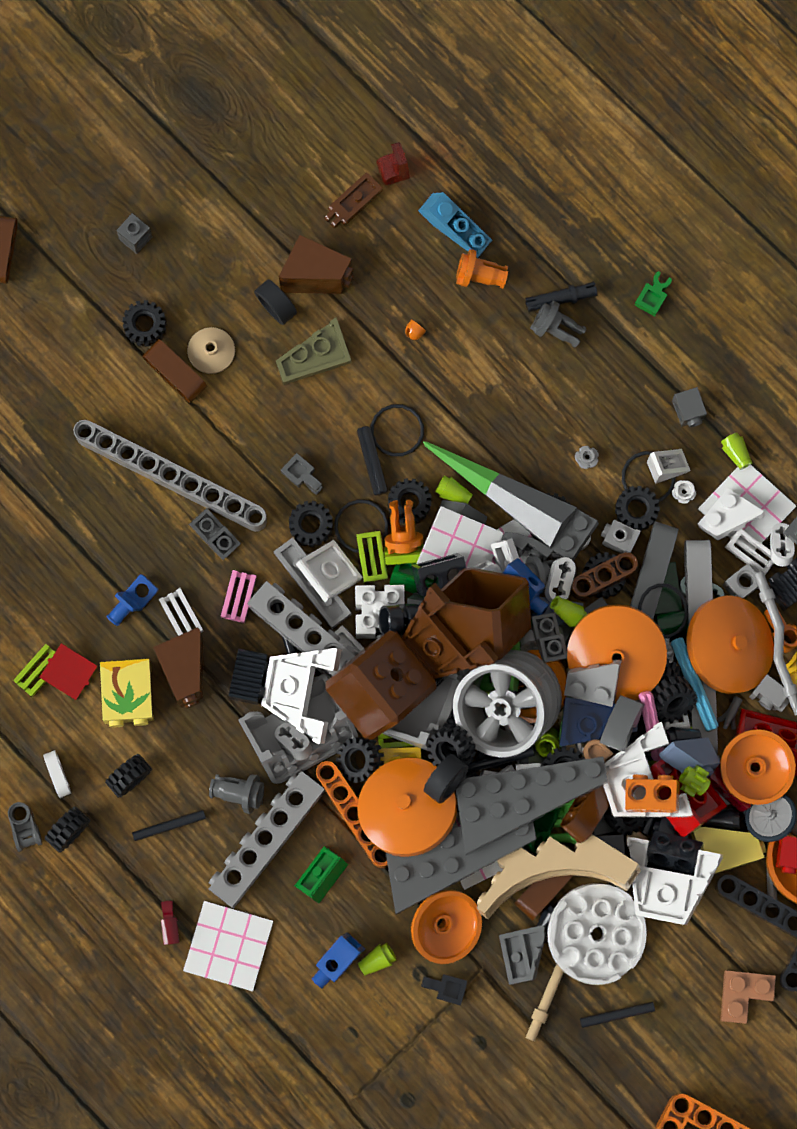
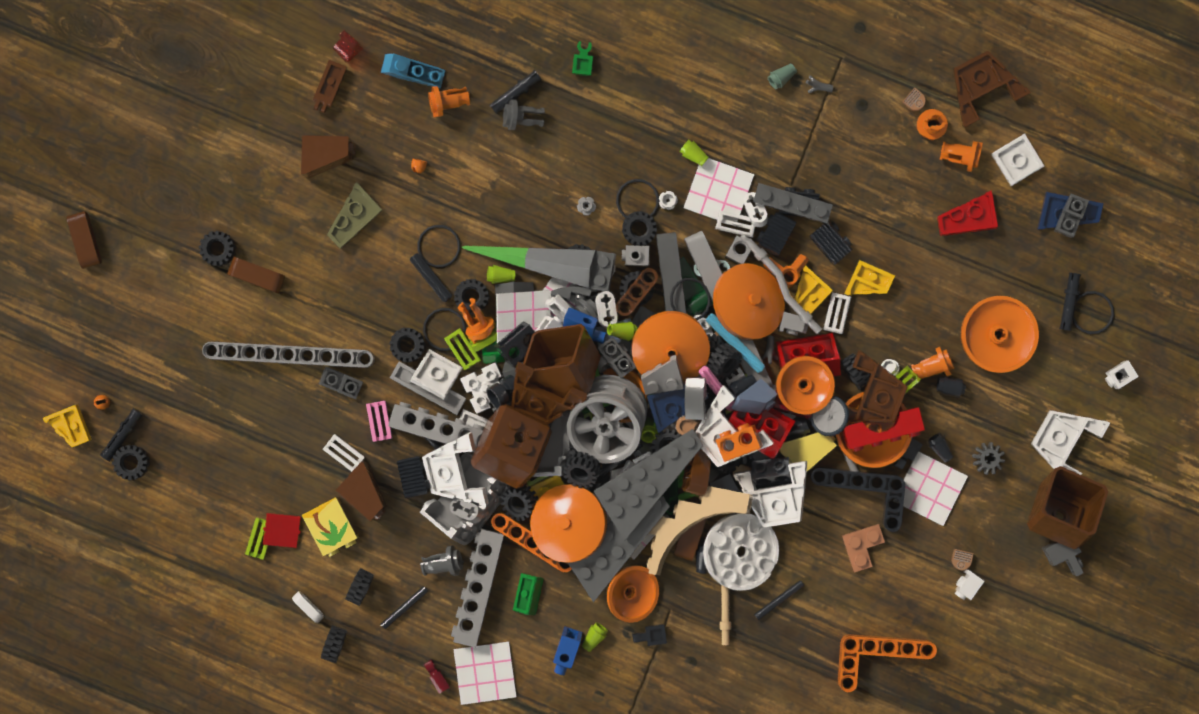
camera: 20 degrees left, 10 degrees up
(24, 828) = (303, 655): dark grey piece -> none
(131, 601) = (302, 459): blue bracket -> none
(134, 233) = (178, 183): dark grey brick -> none
(213, 361) = (284, 250): tan dish -> none
(275, 302) = (306, 191): black tyre -> none
(301, 472) = (382, 309): dark grey plate -> none
(445, 778) = (587, 495): black tyre -> none
(523, 953) = (694, 587): dark grey wing -> none
(667, 464) = (648, 185): white slope -> none
(689, 407) = (645, 135): dark grey brick -> none
(694, 780) = (764, 417): lime gear -> none
(729, 515) = (707, 204): white wing -> none

